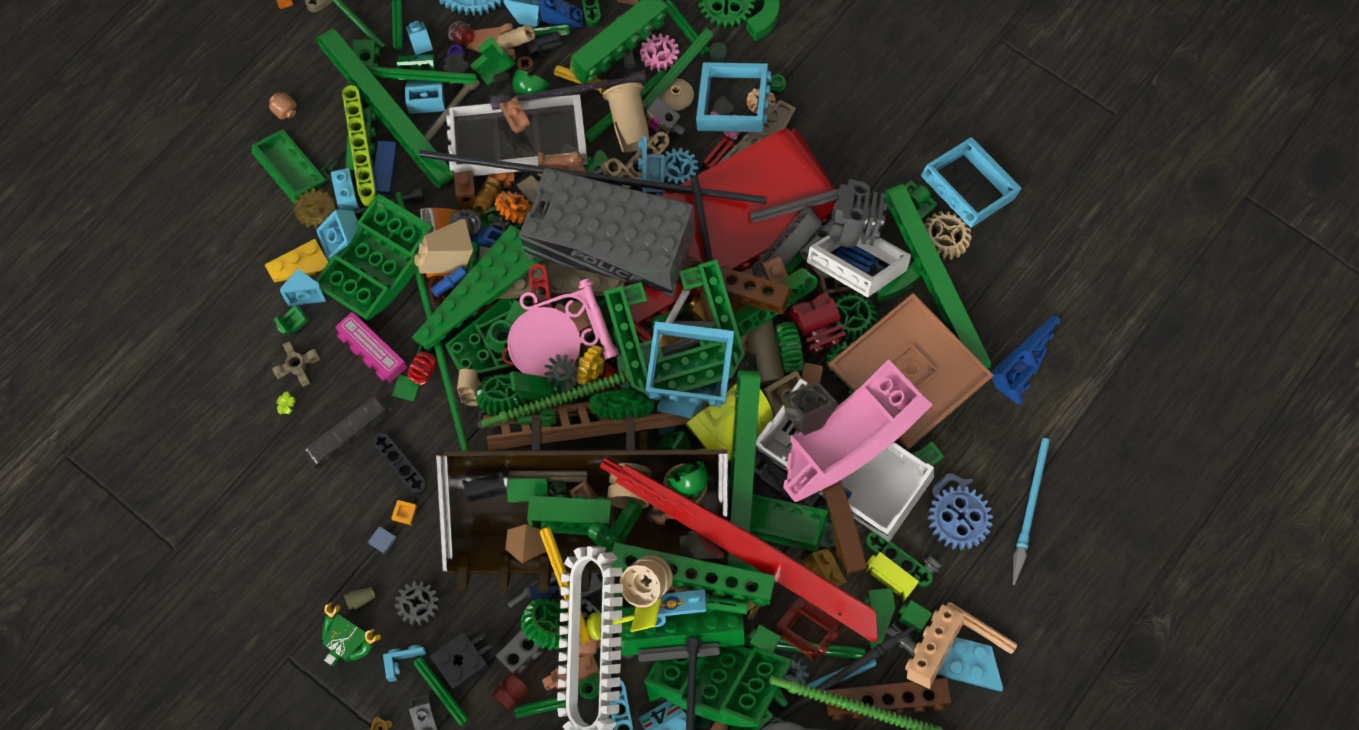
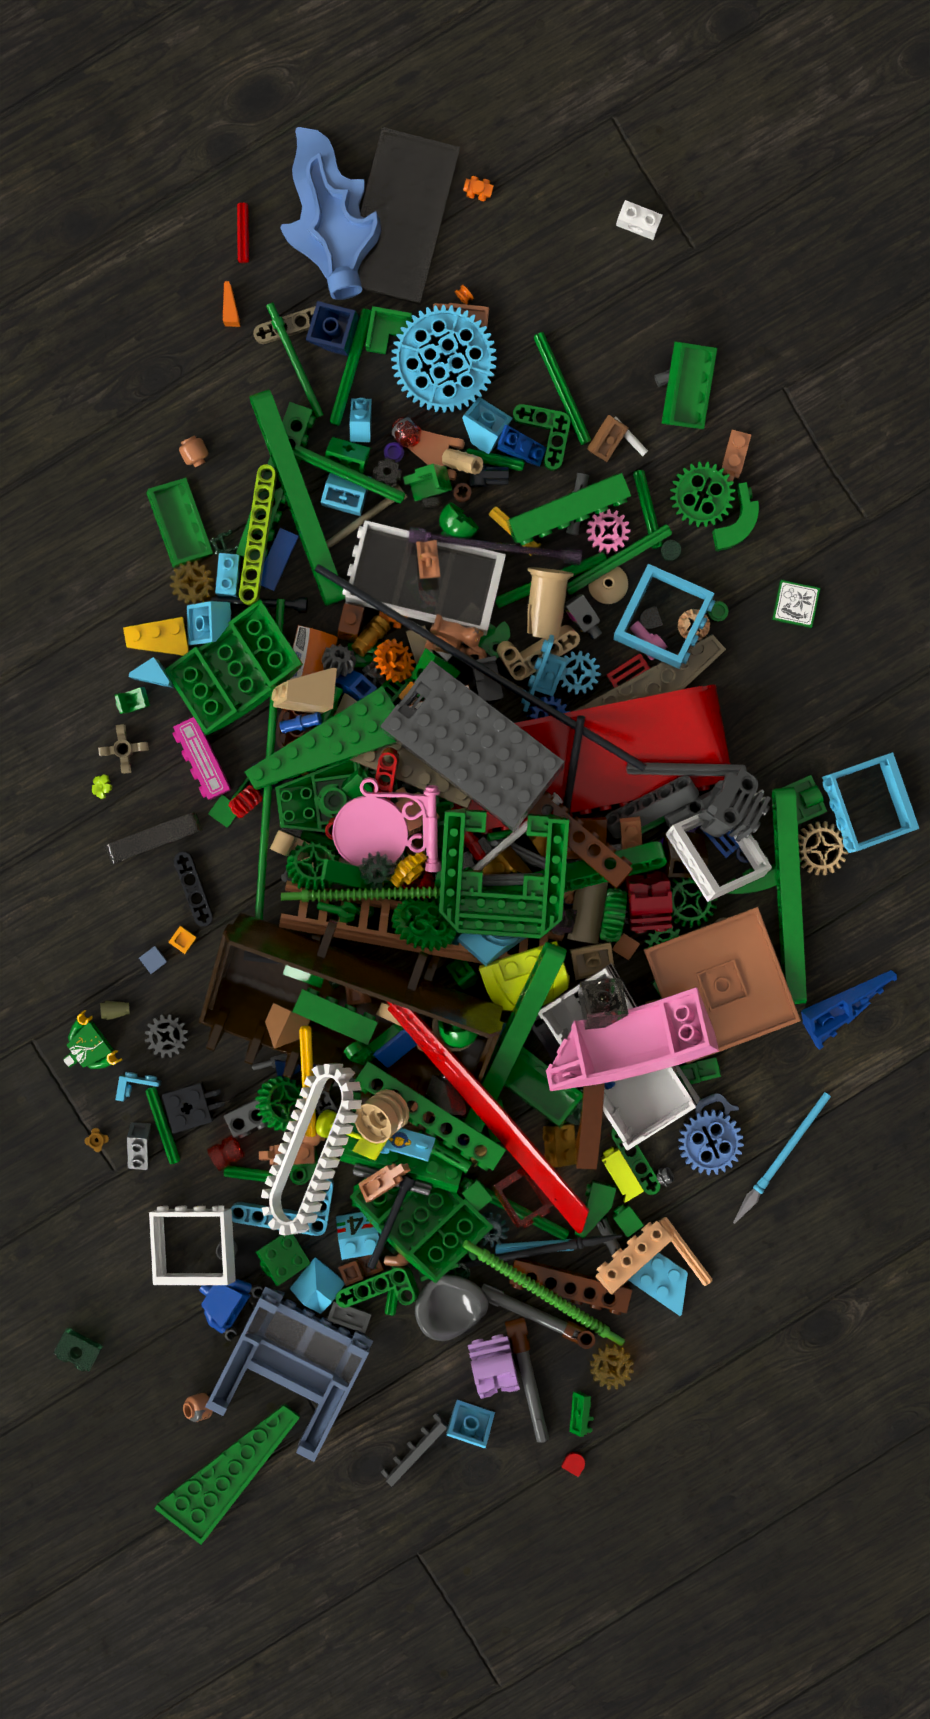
camera: 20 degrees right, 20 degrees up
(637, 526) = (395, 1048): none -> blue slope
(670, 651) = (383, 1181): none -> nougat hinge
(695, 333) = (494, 949): medium azure window -> none
(839, 57) = (796, 604): none -> tile

